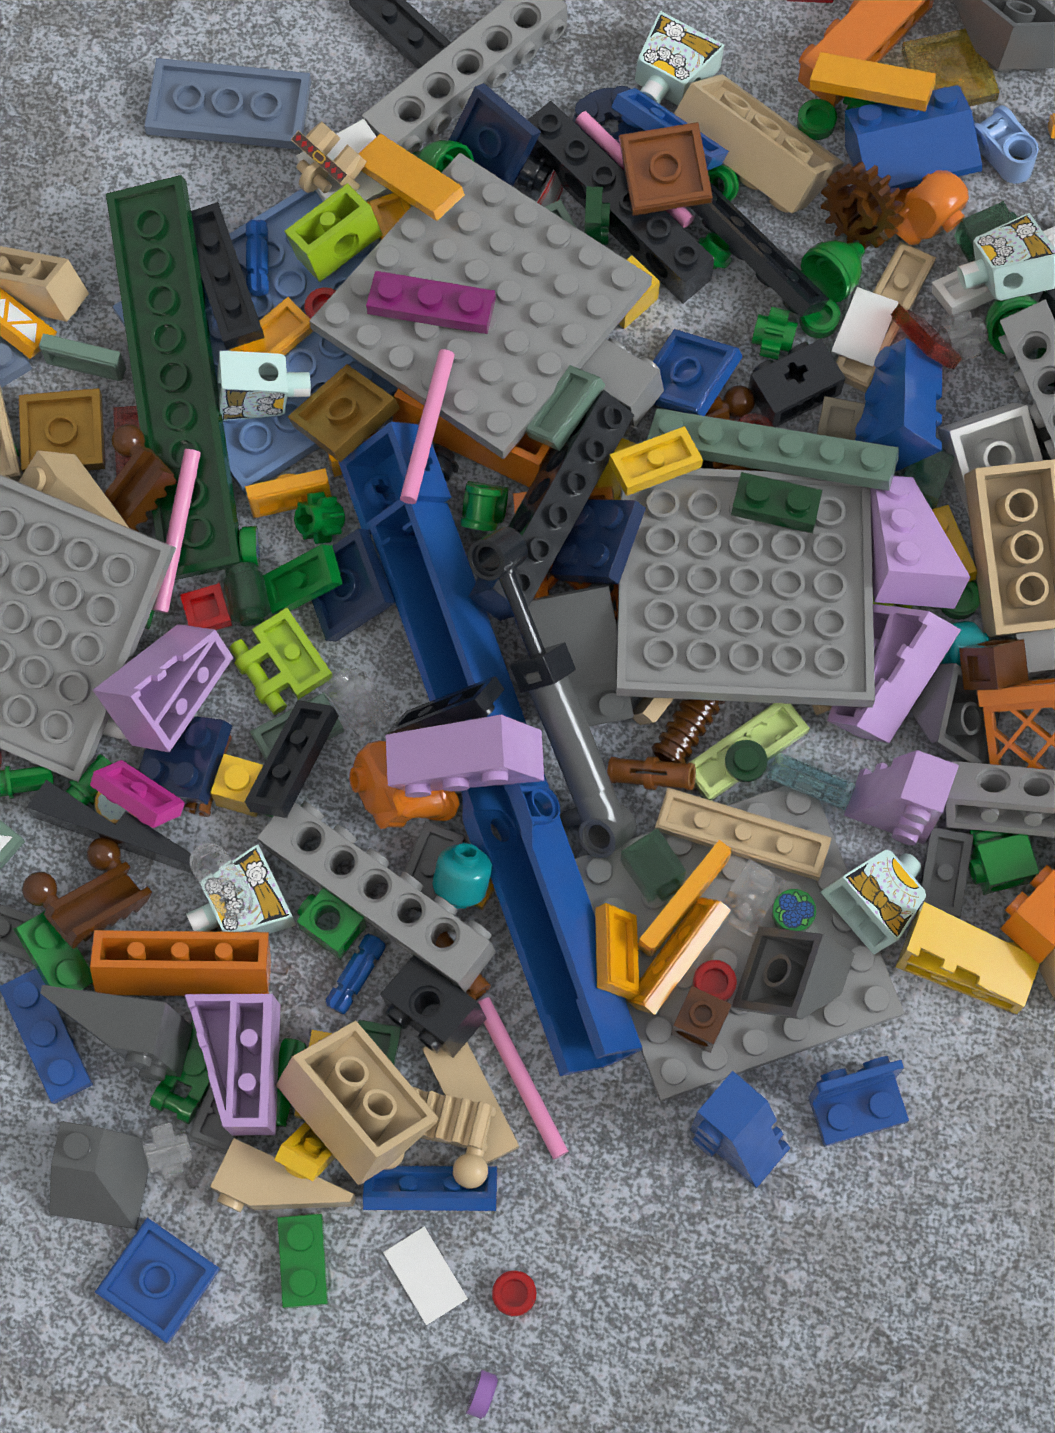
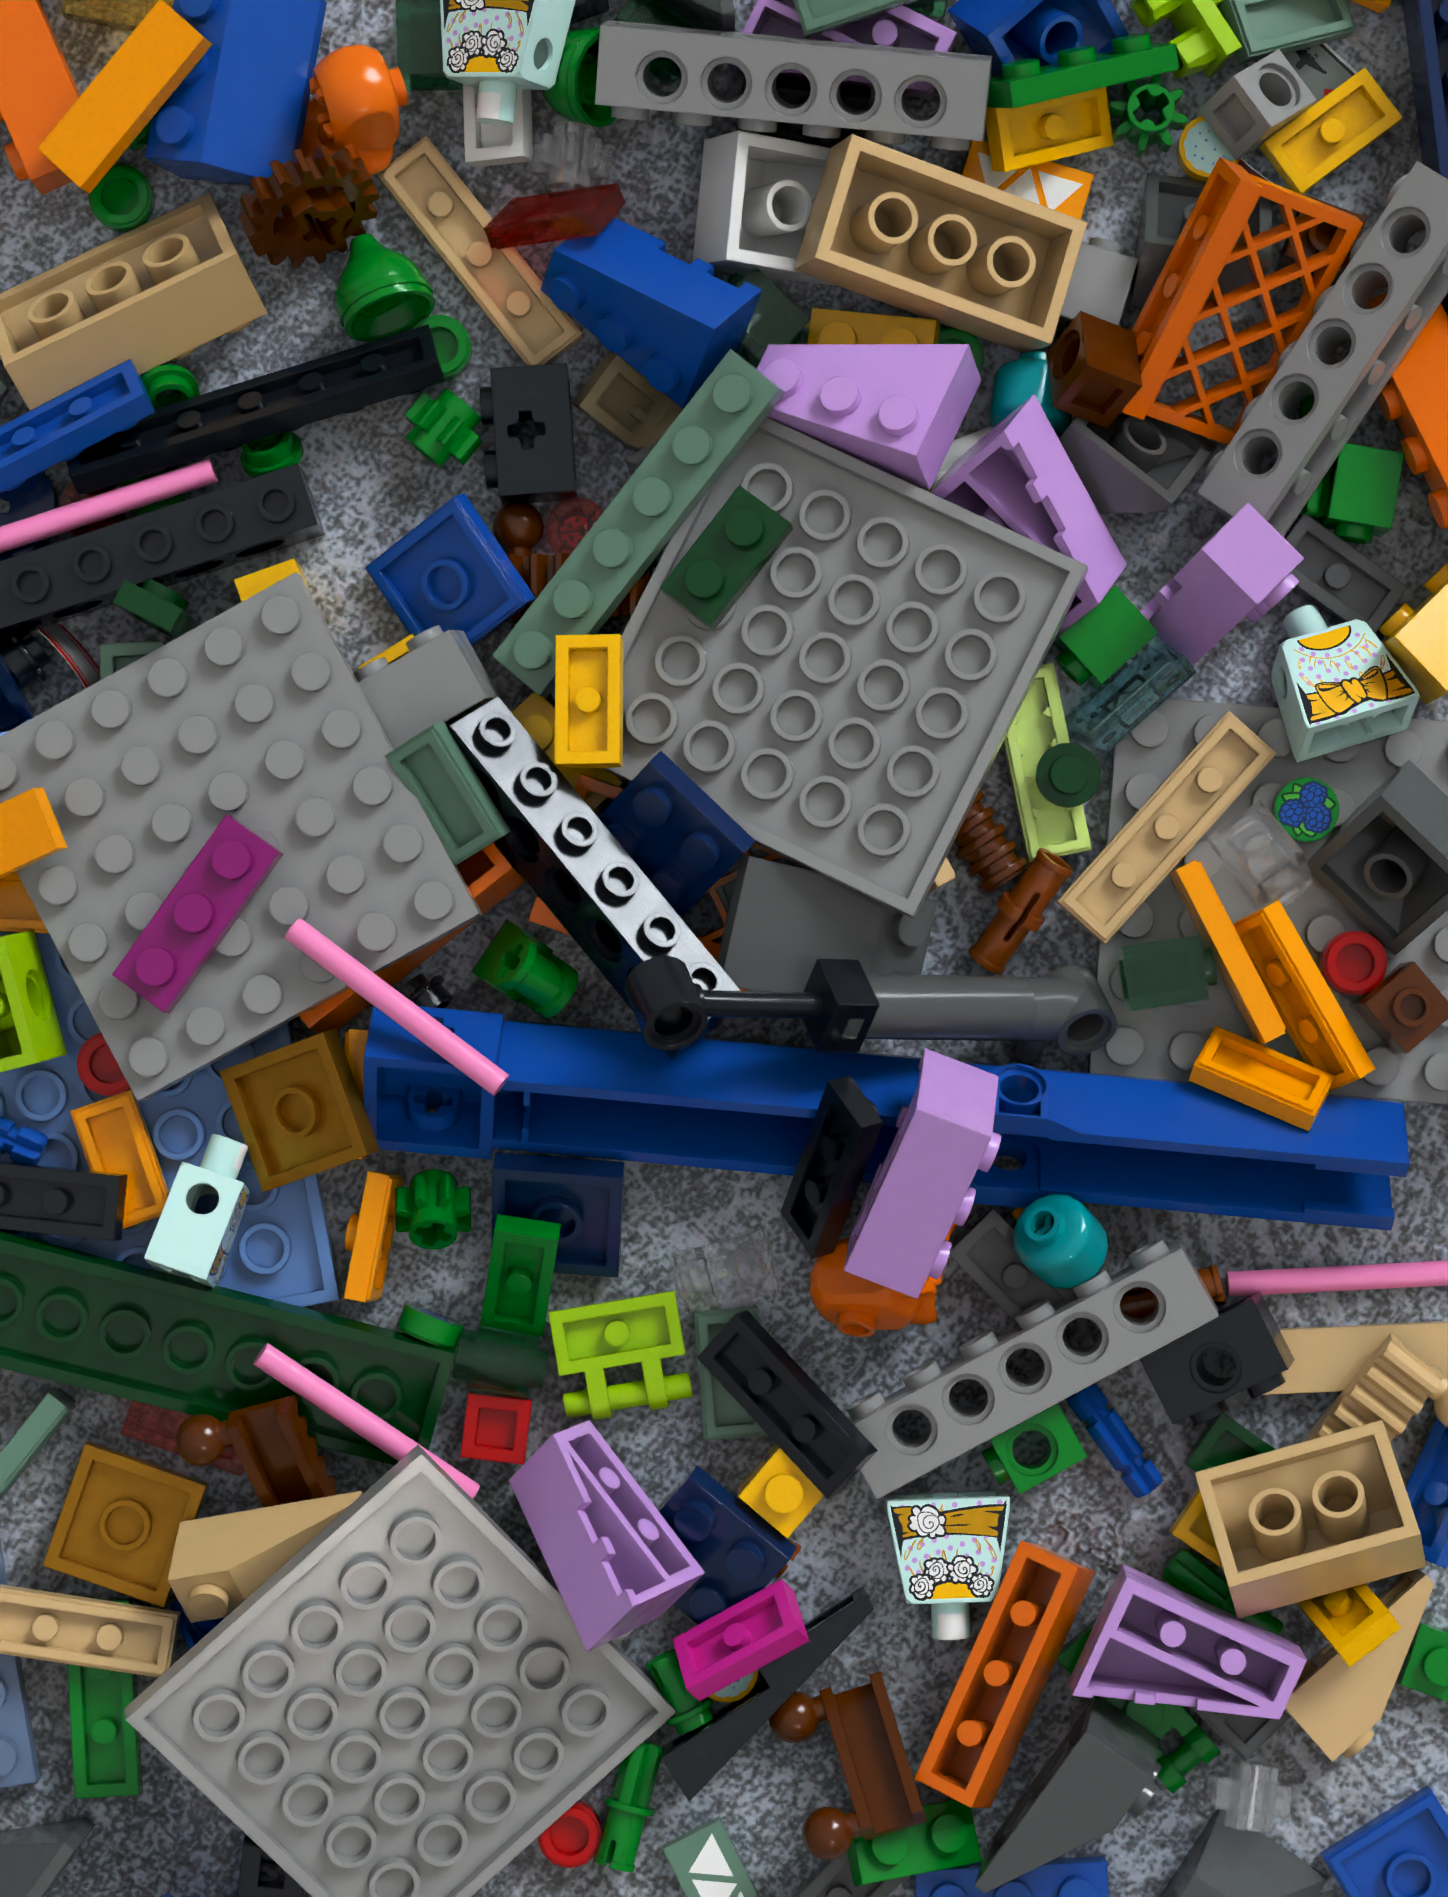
camera: 70 degrees left, 15 degrees up
(213, 886) = (925, 1591): clear beam -> none
(665, 168) = (131, 470): dark orange plate -> none
(838, 750) = (1103, 640): none -> green brick
(864, 326) = (489, 292): white sticker -> none

